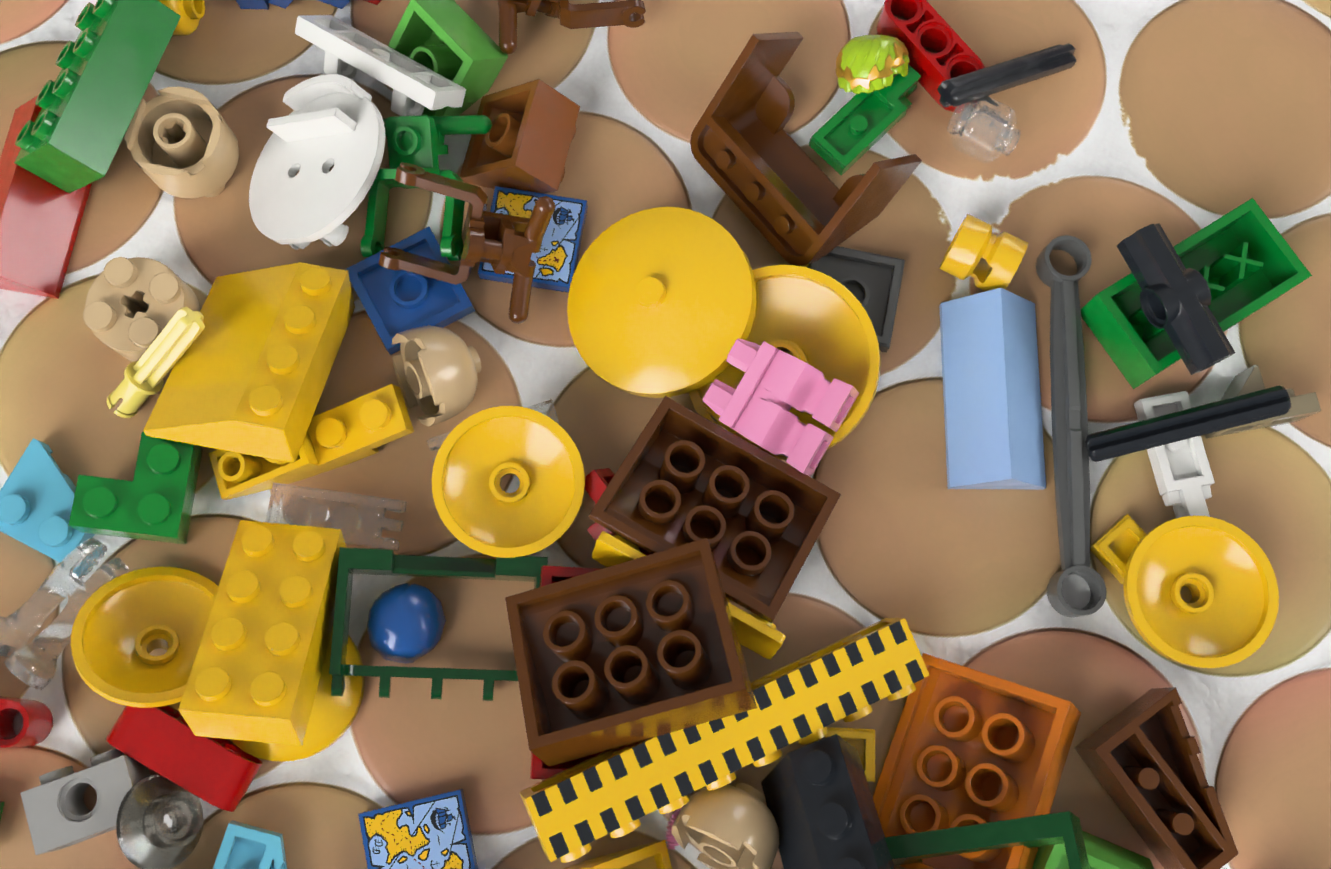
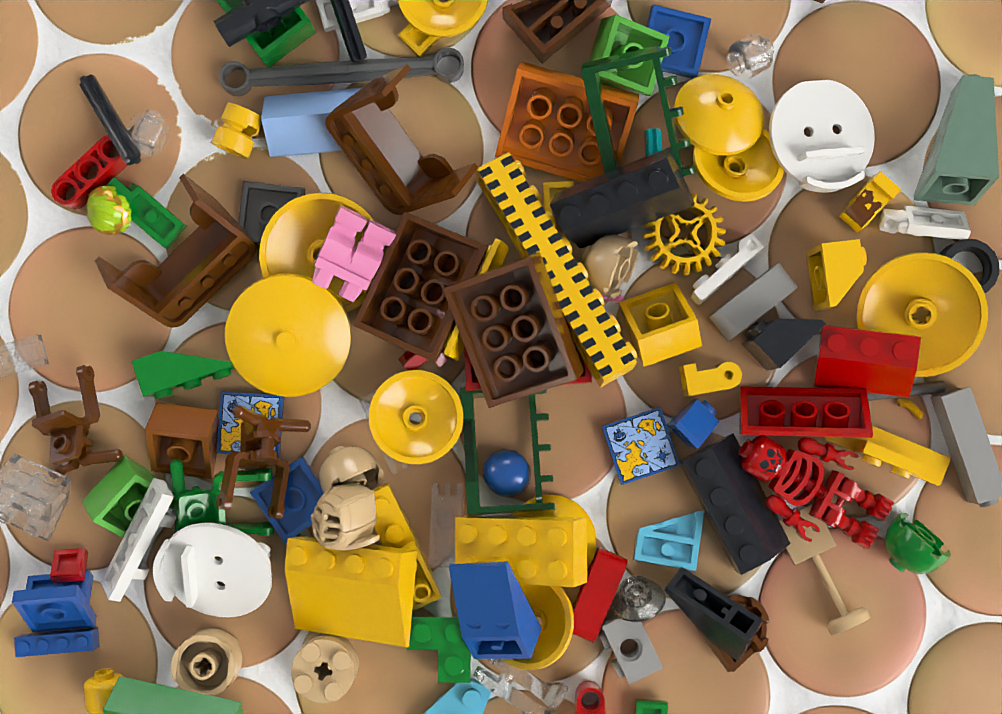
camera: 90 degrees left, 10 degrees up
(147, 374) = (368, 657): light yellow axle -> none
(170, 574) = (493, 611): none -> blue slope
(367, 368) = (348, 508): none -> tan piece
(626, 129) = (166, 371): none -> green slope
(938, 475) = (385, 152): none -> reddish brown windscreen

